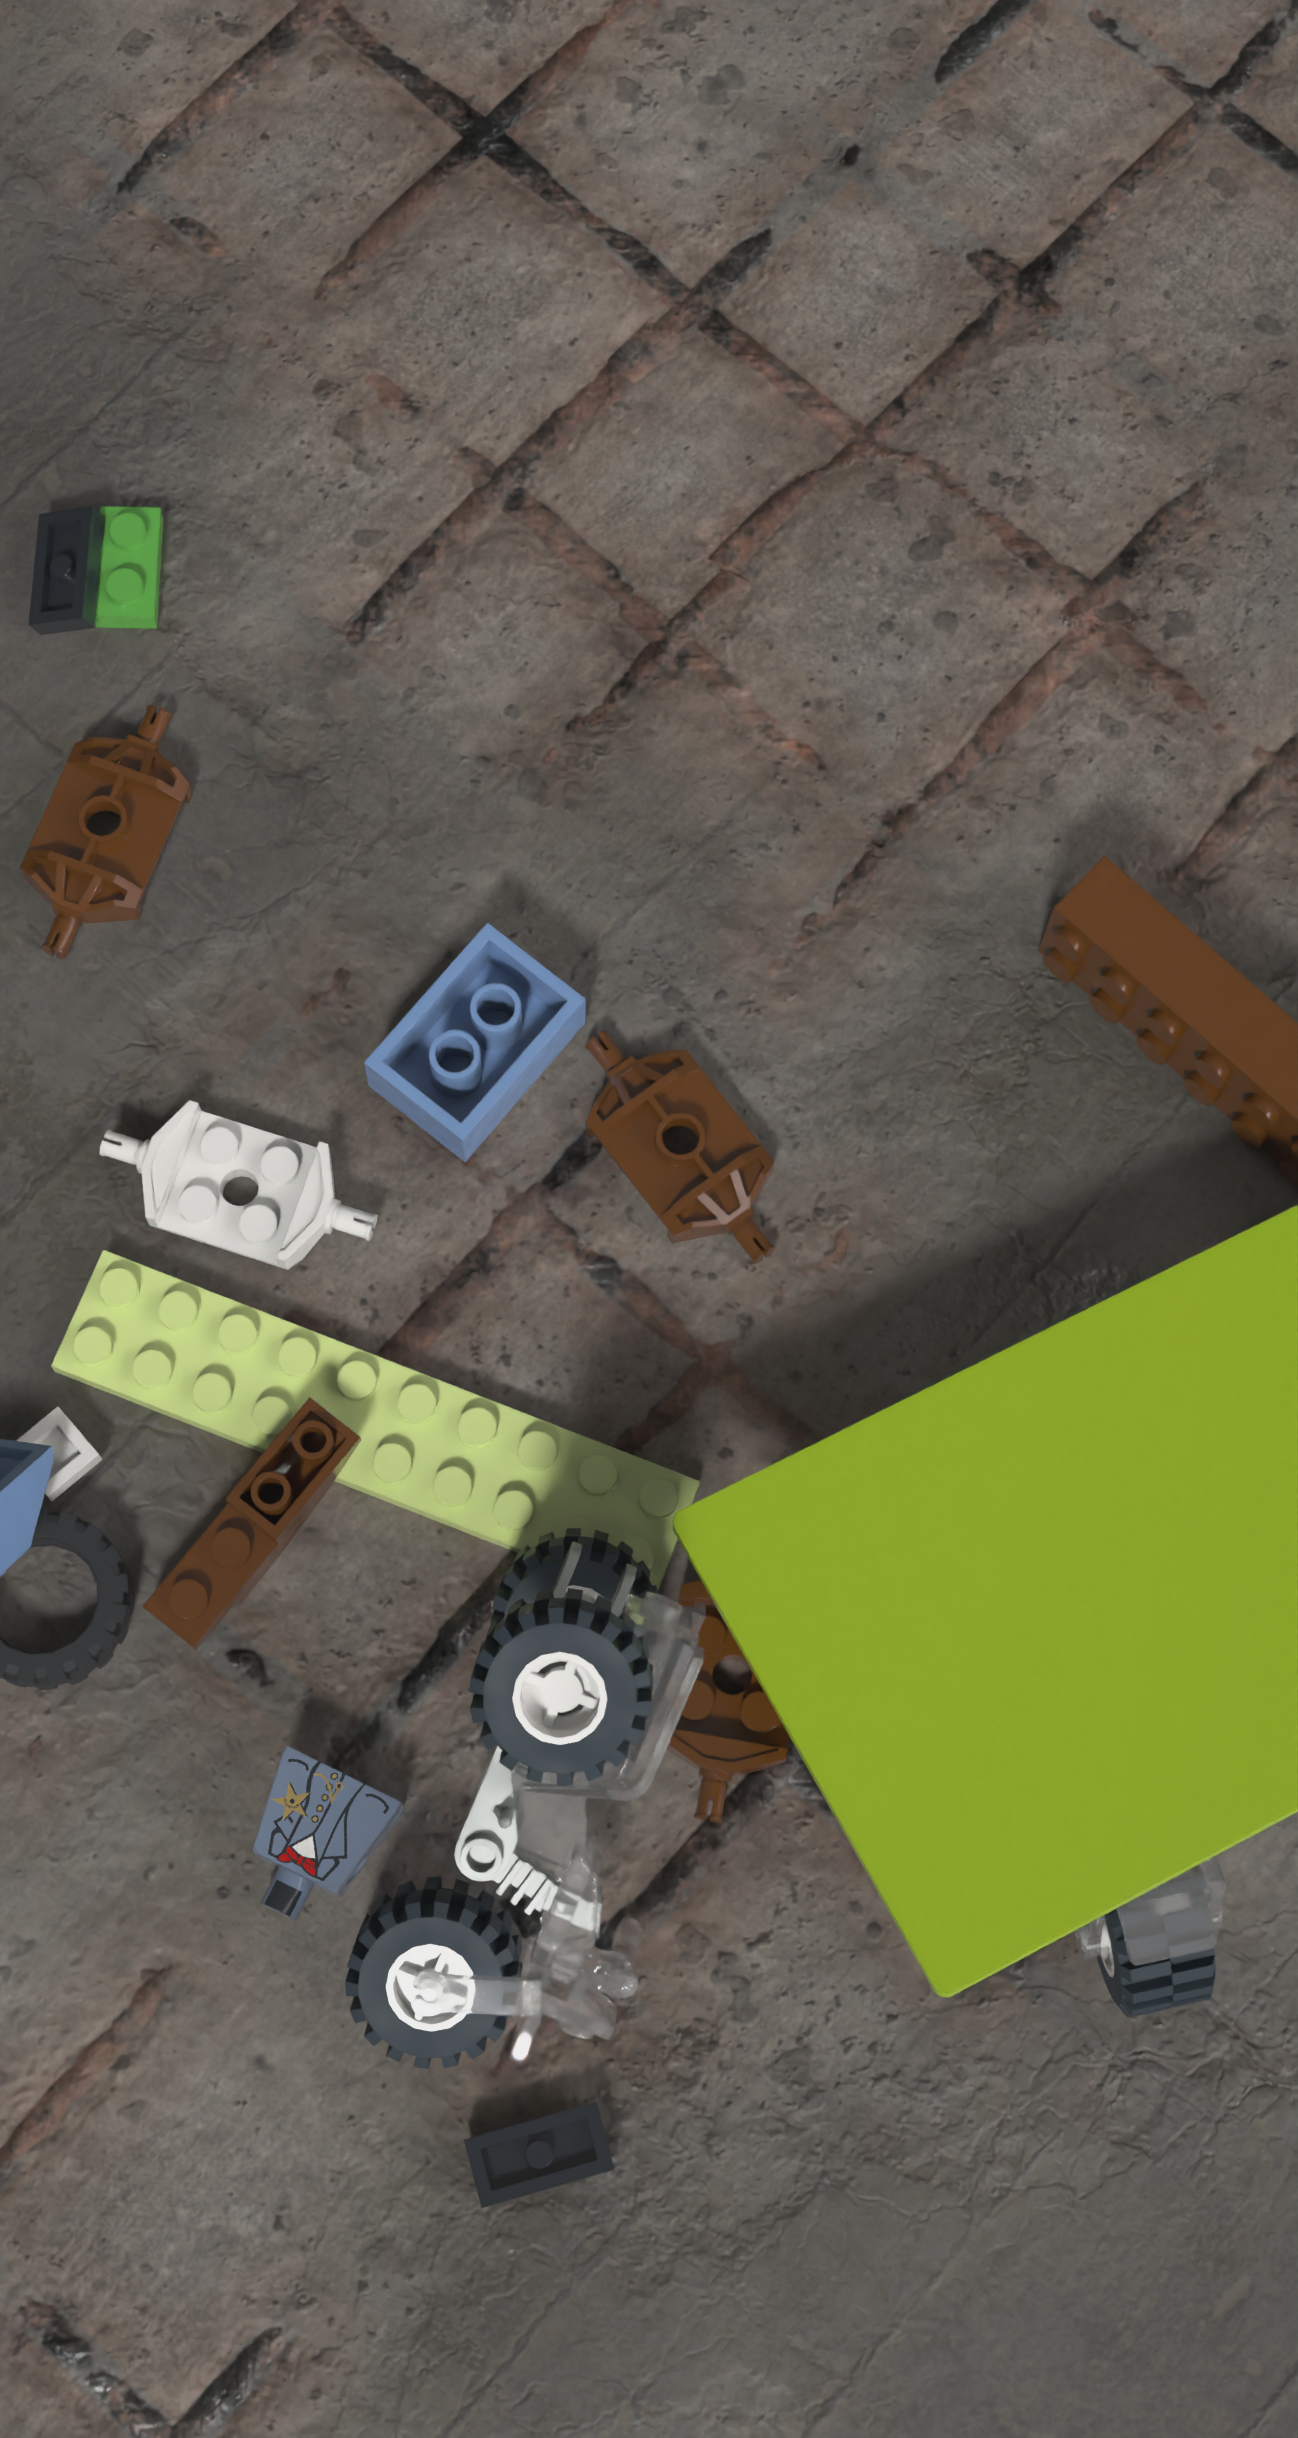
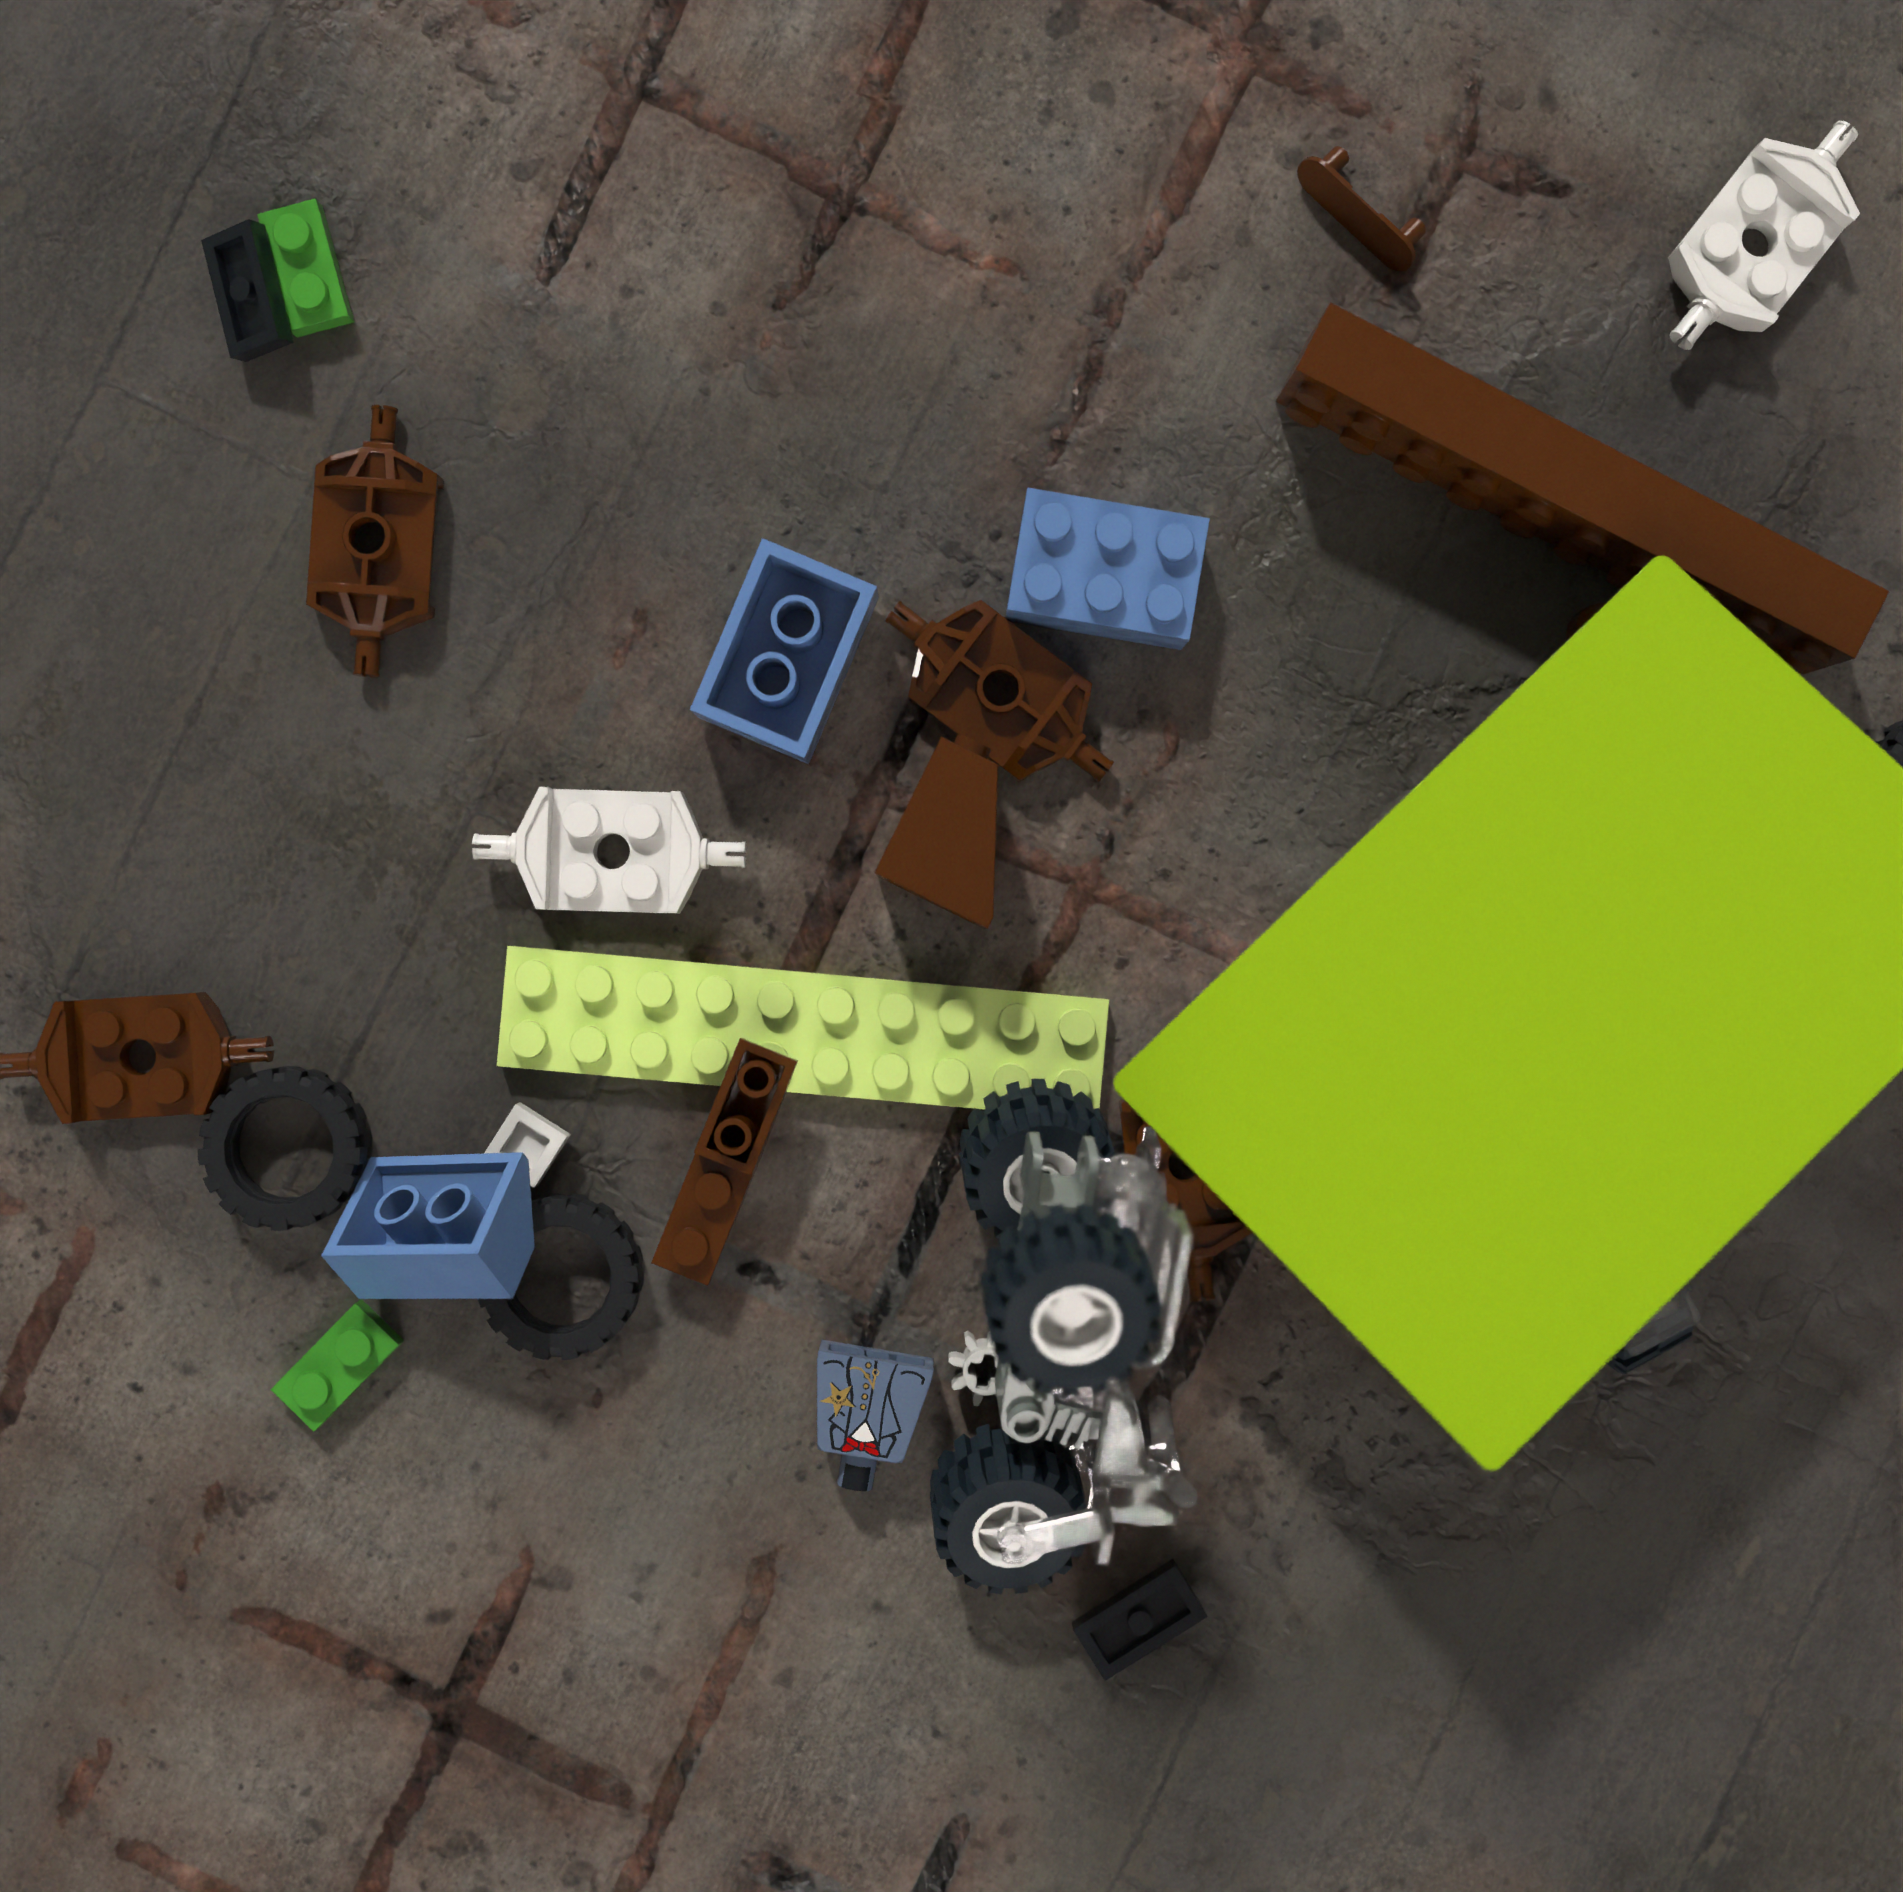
camera: 15 degrees left, 15 degrees up
(451, 1805) = (974, 1353): none -> white gear
(581, 1260) = (949, 833): none -> reddish brown slope
(819, 1055) = (1107, 569): none -> medium blue brick
(1184, 827) = (1373, 230): none -> reddish brown piece

